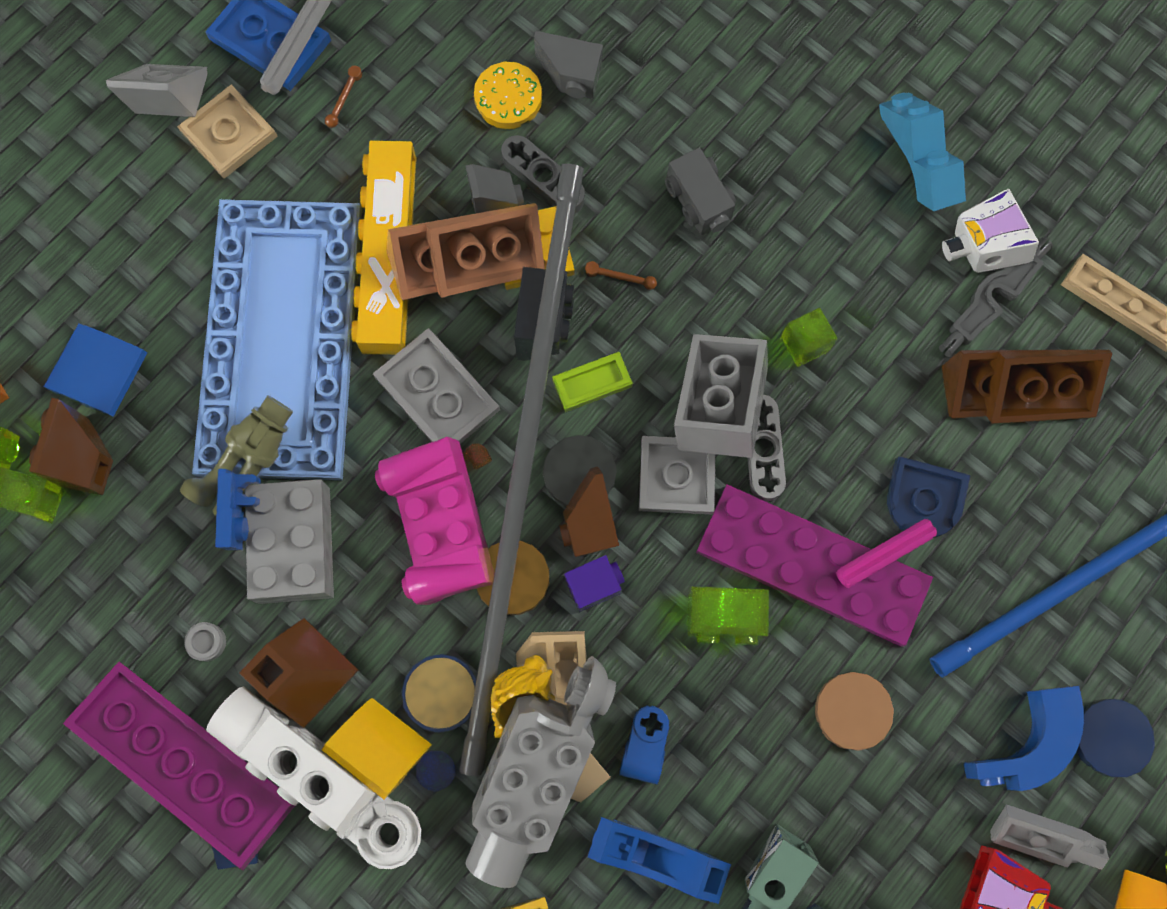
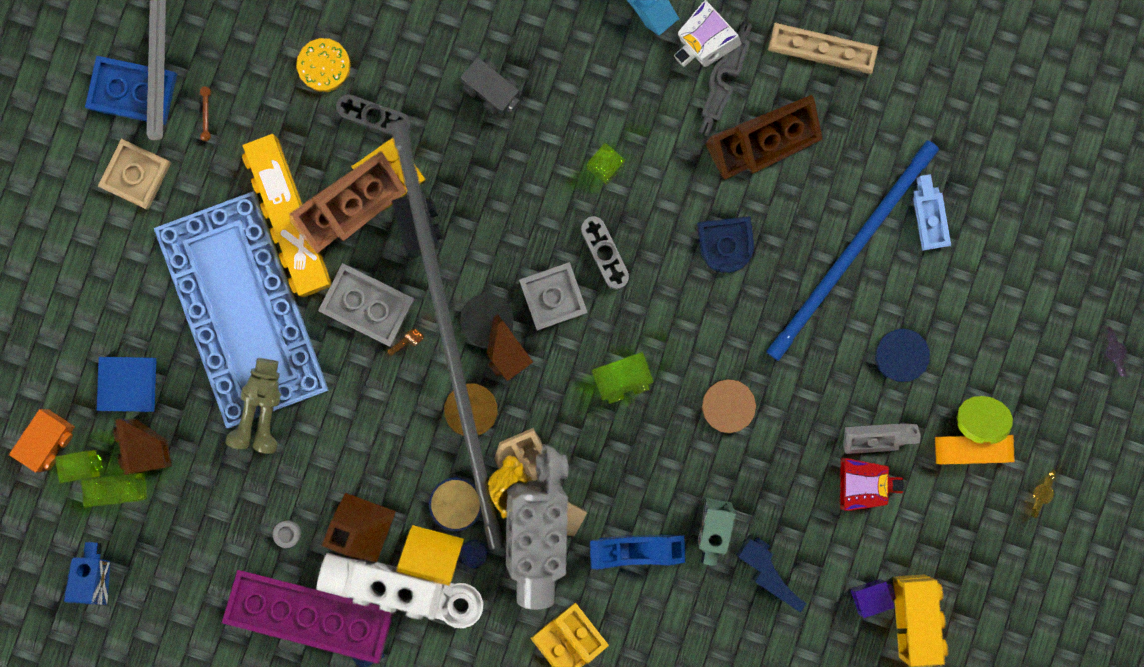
camera: 20 degrees left, 10 degrees up
(161, 89) = (74, 162): light grey slope -> none
(230, 521) = (273, 454): blue plate -> none
(289, 542) = (313, 447): light grey brick -> none
(438, 521) = (406, 393): dark pink piece -> none
(492, 189) = (346, 149): dark grey slope -> none
(570, 63) = (359, 24): dark grey slope -> none
(592, 269) = (437, 171): dark orange hinge -> none
(592, 381) = (470, 253): lime tile -> none
(594, 582) = (526, 392): dark purple brick -> none
(645, 752) = (602, 487): blue piece -> none
(722, 395) = (562, 232): light grey brick -> none
(804, 563) = (667, 320): magenta plate -> none
(886, 553) = (711, 295): dark pink axle -> none
(1049, 749) = (861, 382): blue arch -> none

